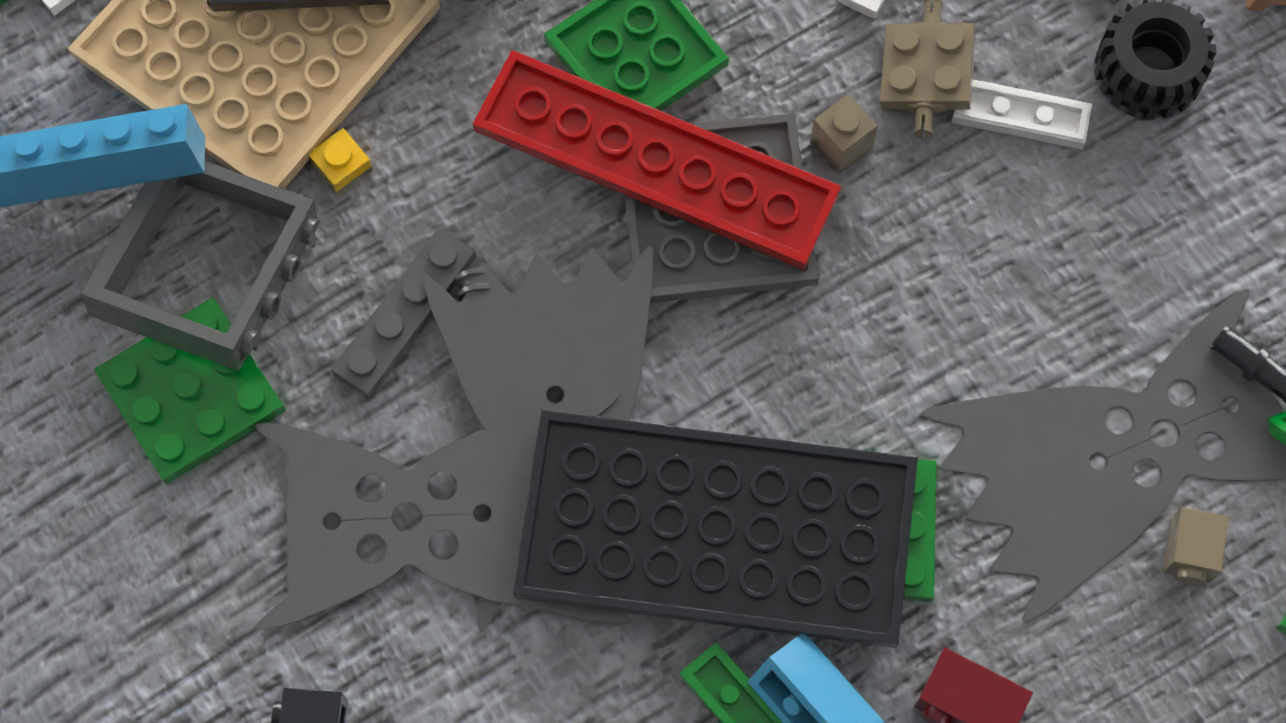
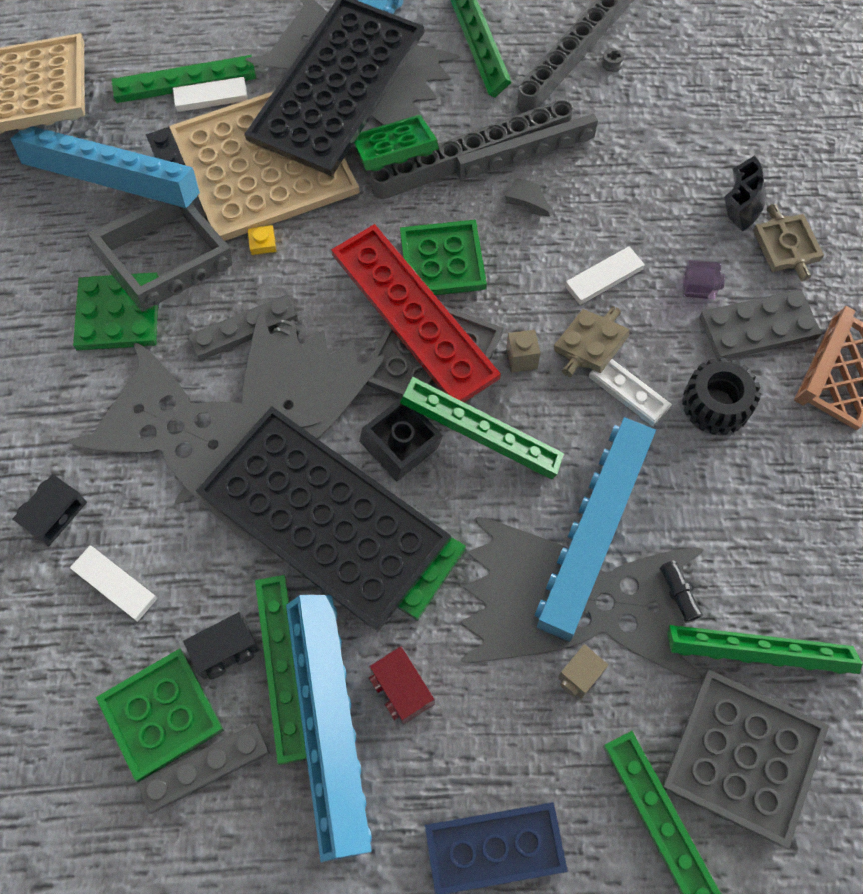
camera: 30 degrees right, 5 degrees down
(95, 92) = (164, 146): none -> black brick
(755, 357) = (400, 439): none -> black brick
(861, 280) = (482, 428): none -> plate
(1098, 339) = (595, 531): none -> dark azure brick

